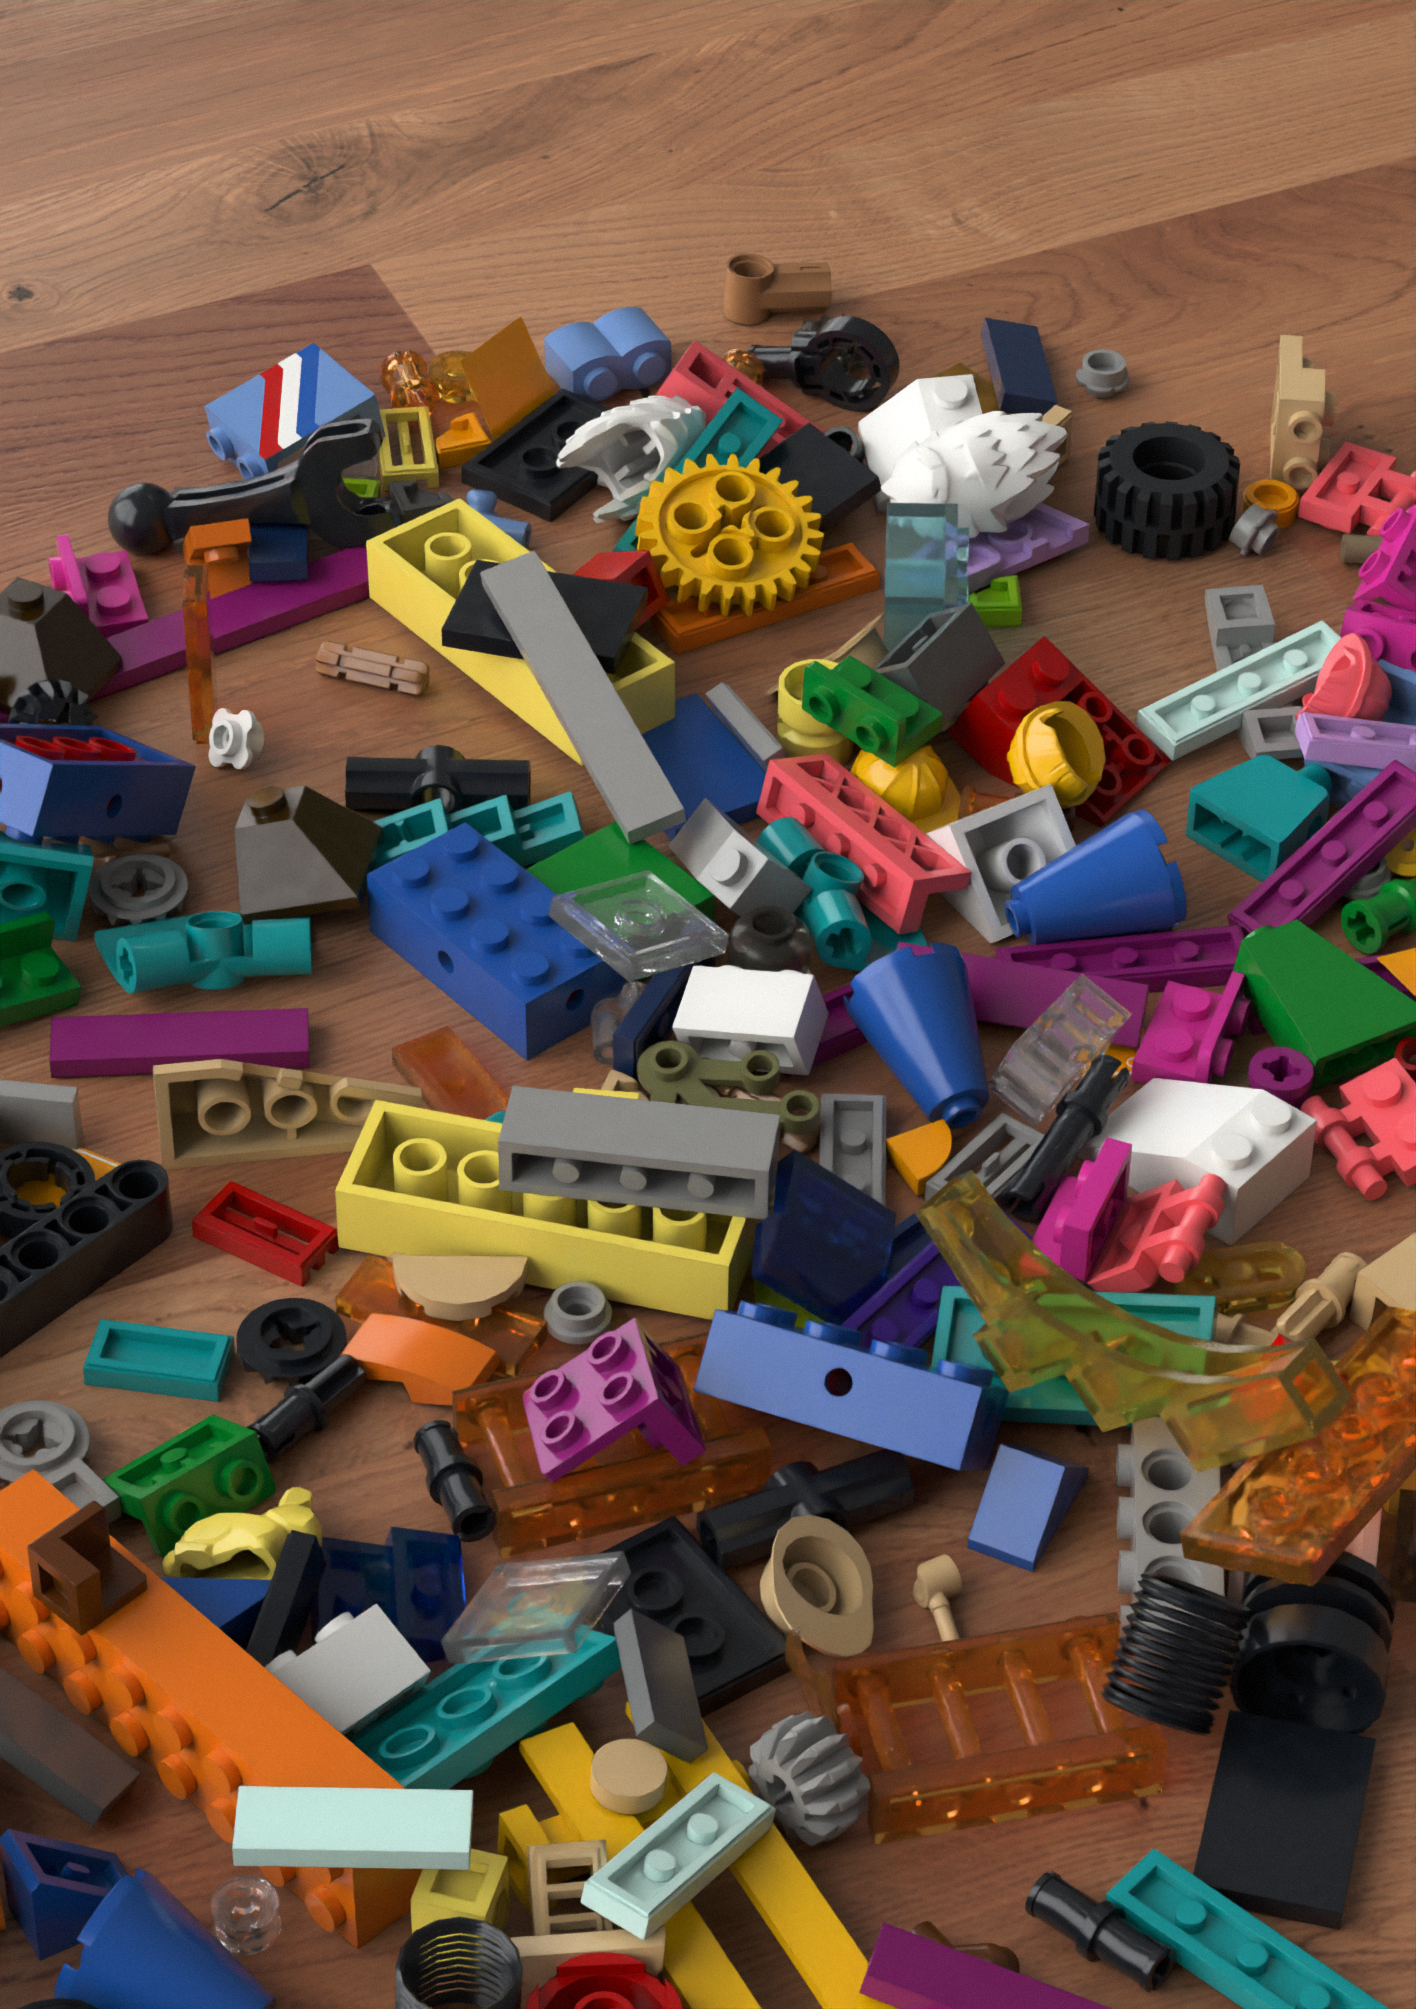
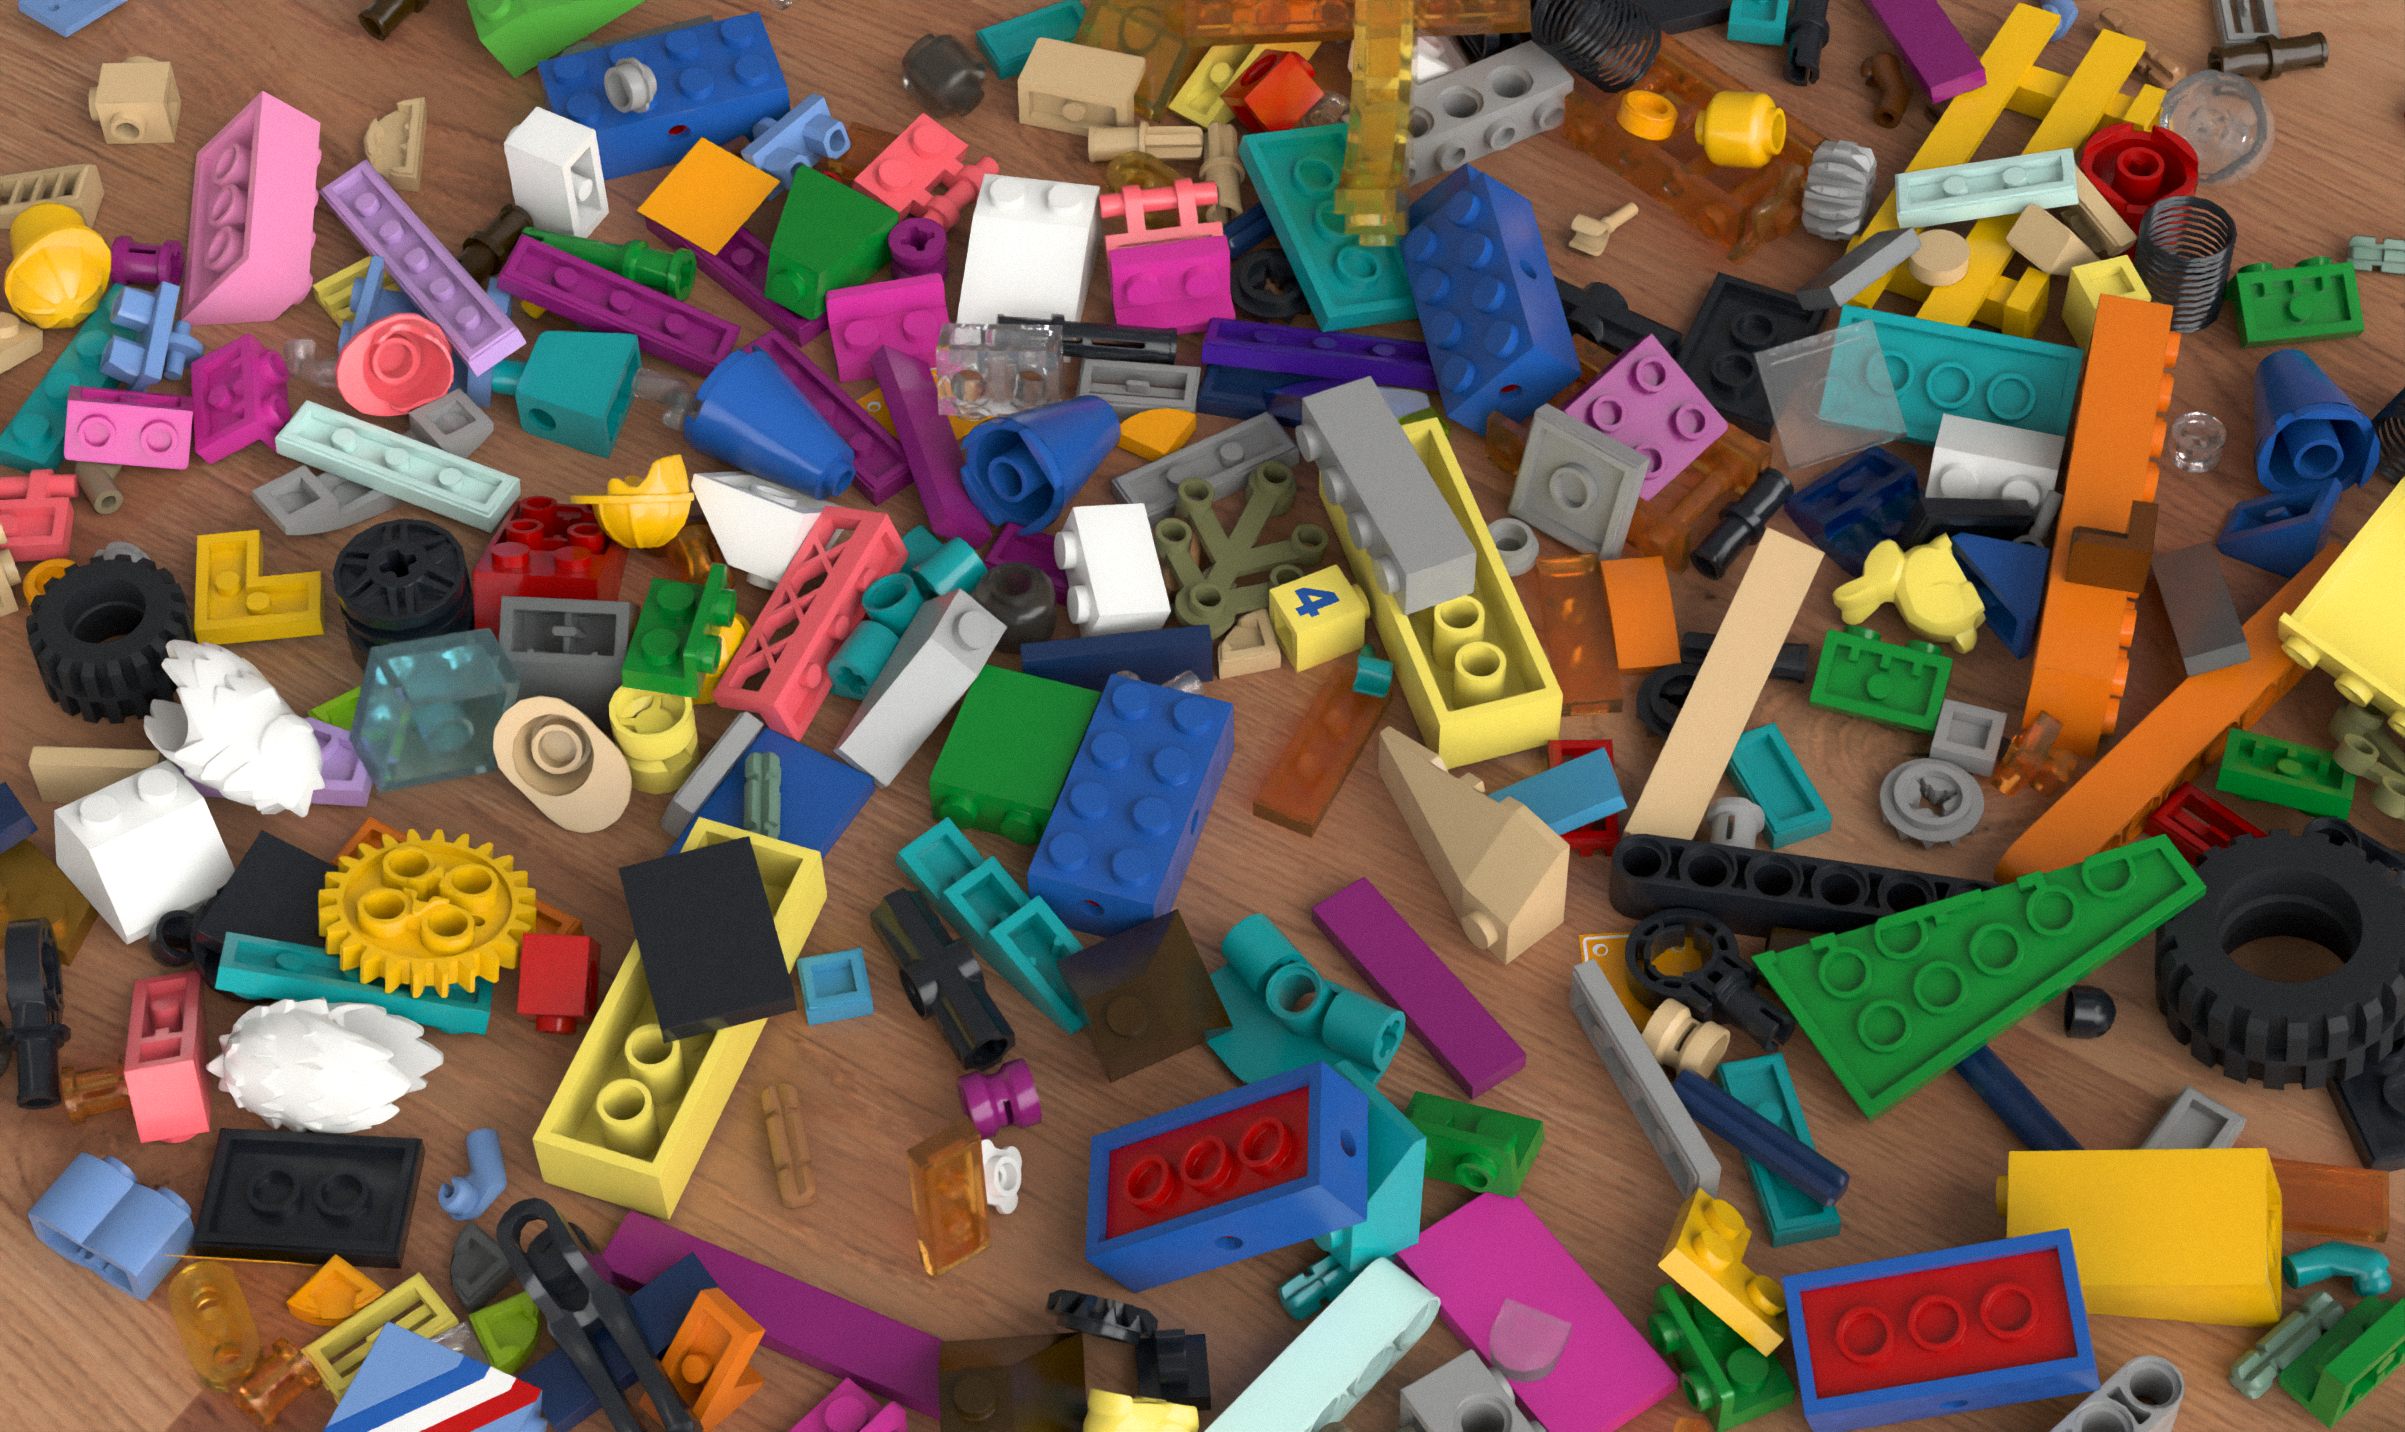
camera: 120 degrees left, 10 degrees up
(119, 1284) = (1747, 822): none -> light grey bush
(259, 1183) = (1570, 792): none -> dark azure tile
(263, 1339) = (1726, 689): none -> tan tile
(298, 759) = (1000, 1098): none -> magenta wheel
(353, 1827) = (2164, 301): light aqua tile -> none
(459, 1285) = (1559, 614): tan tile -> none
(498, 740) = (835, 986): none -> dark azure tile
(566, 1334) = (1577, 484): none -> light grey tile
(583, 698) = (816, 839): light grey tile -> none
(638, 925) = (1087, 663): clear tile -> none
(691, 746) = (762, 794): none -> sand green axle
(821, 1585) = (1678, 266): tan piece -> none
(940, 1709) = (1741, 129): none -> yellow head
(1034, 1660) = (1647, 115): none -> light orange tile
(1081, 609) = (402, 585): none -> black wheel
(1165, 573) = (244, 606): none -> yellow plate
(1217, 882) = (670, 391): none -> clear arm

